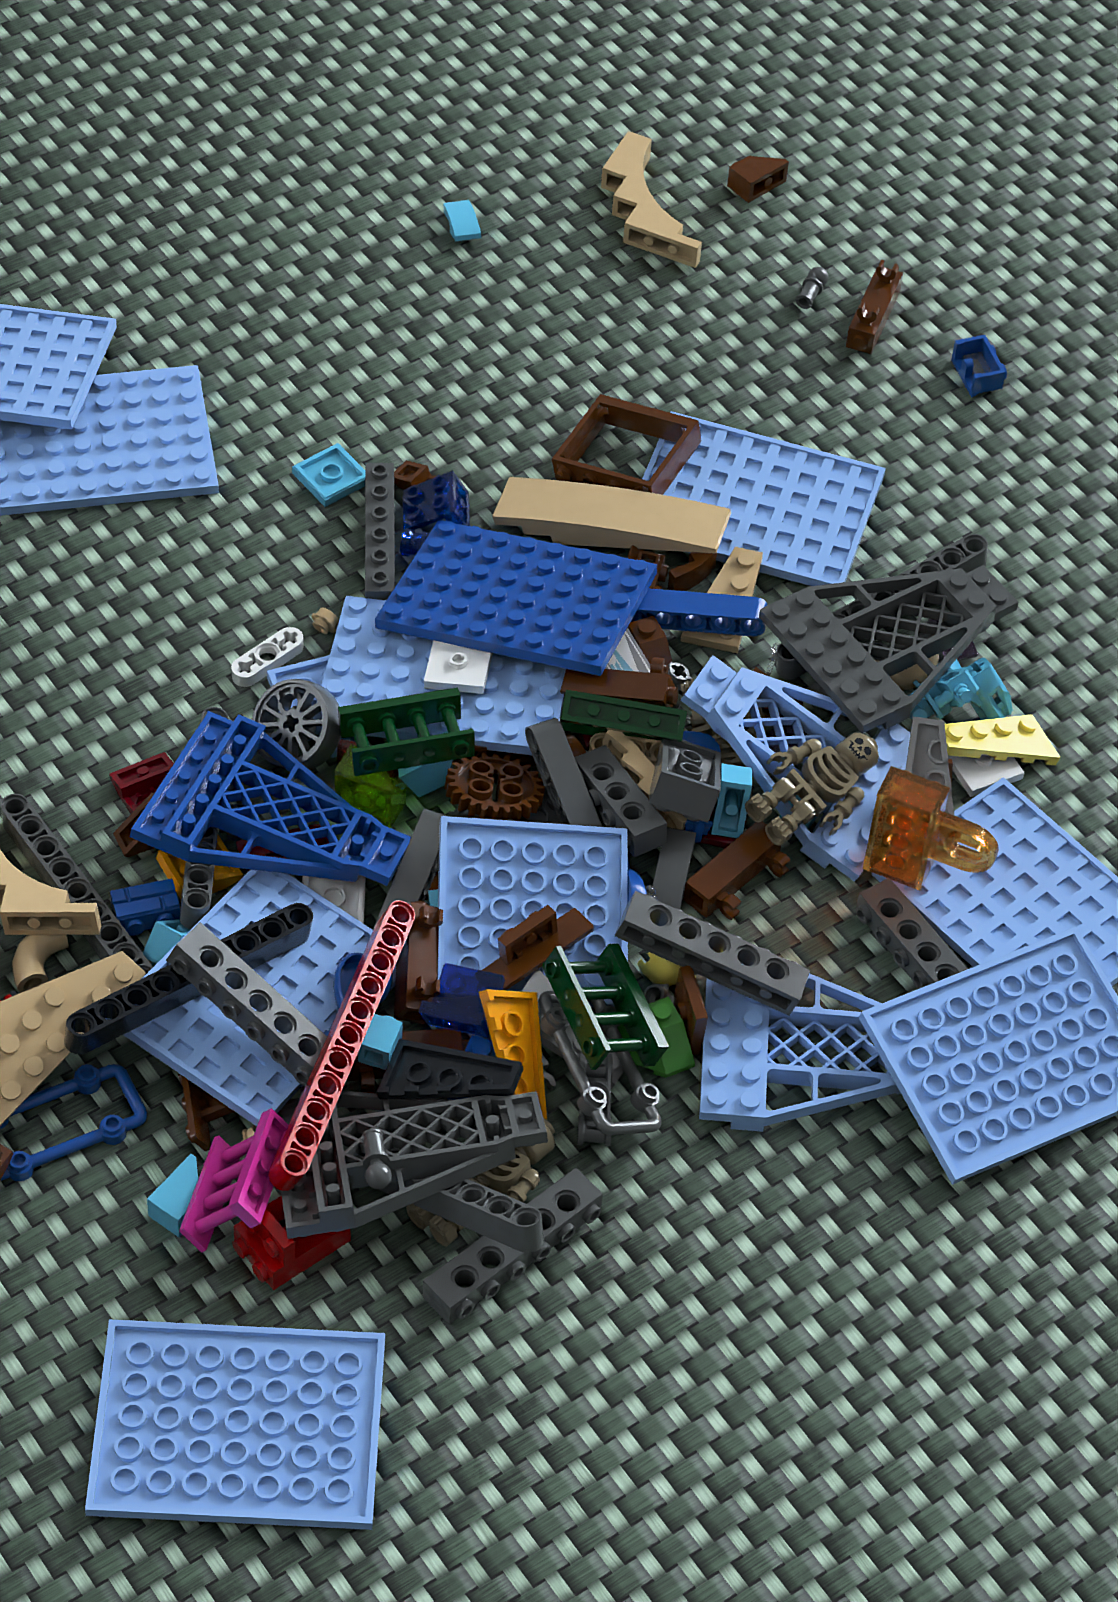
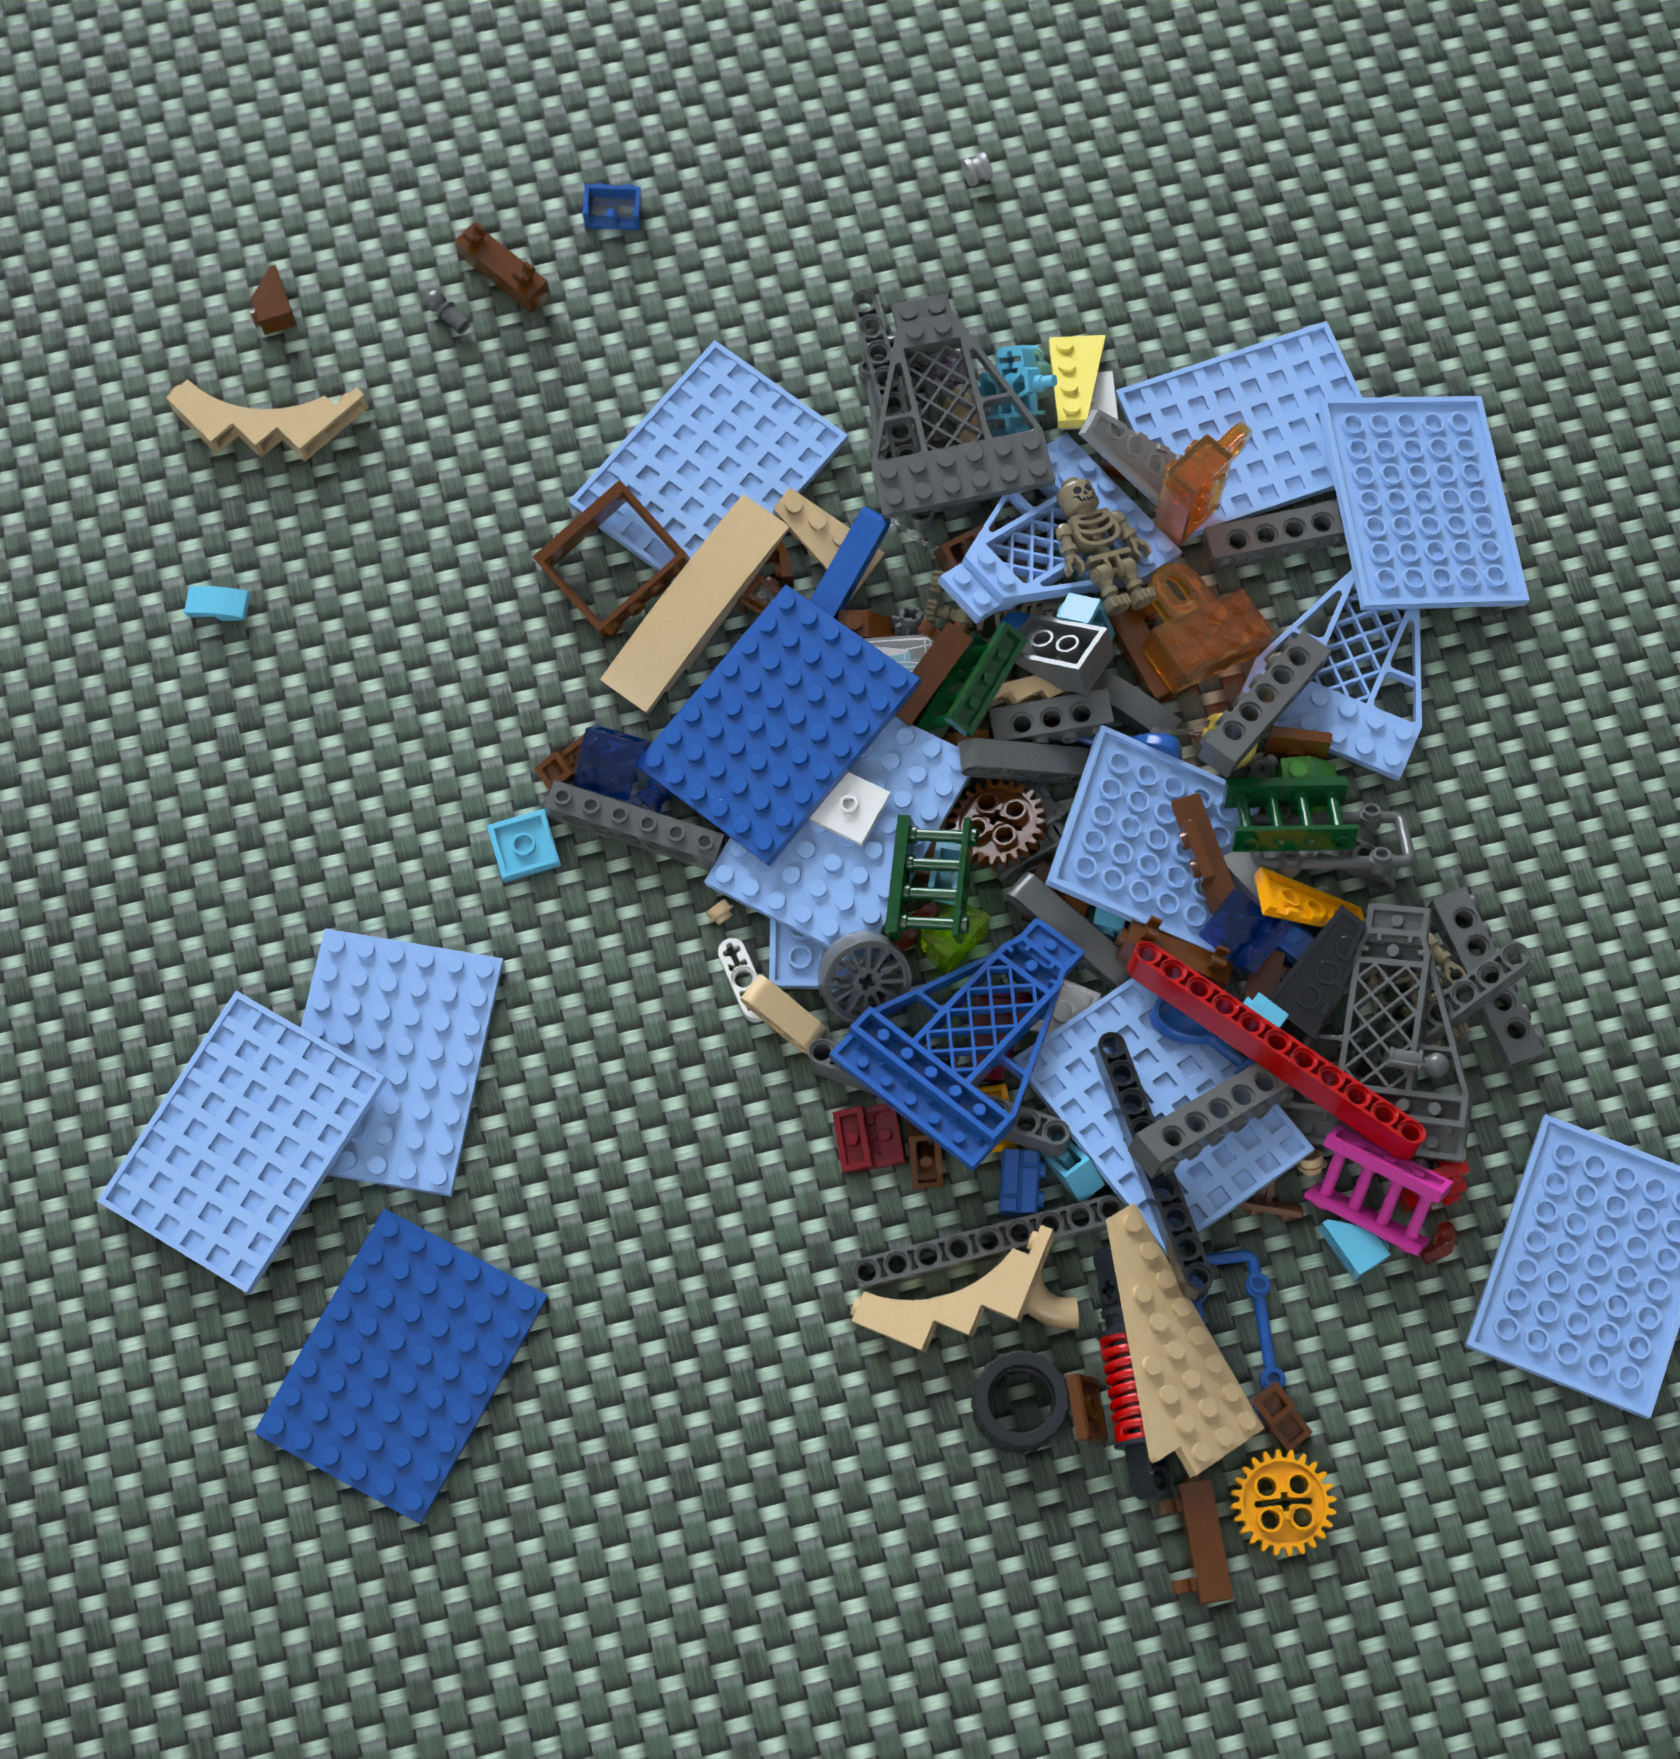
camera: 65 degrees left, 20 degrees up
(209, 1280) = (1443, 1243): none -> clear red arm
(243, 680) = (782, 1013): none -> tan beam
(770, 898) = (1201, 632): none -> clear orange brick

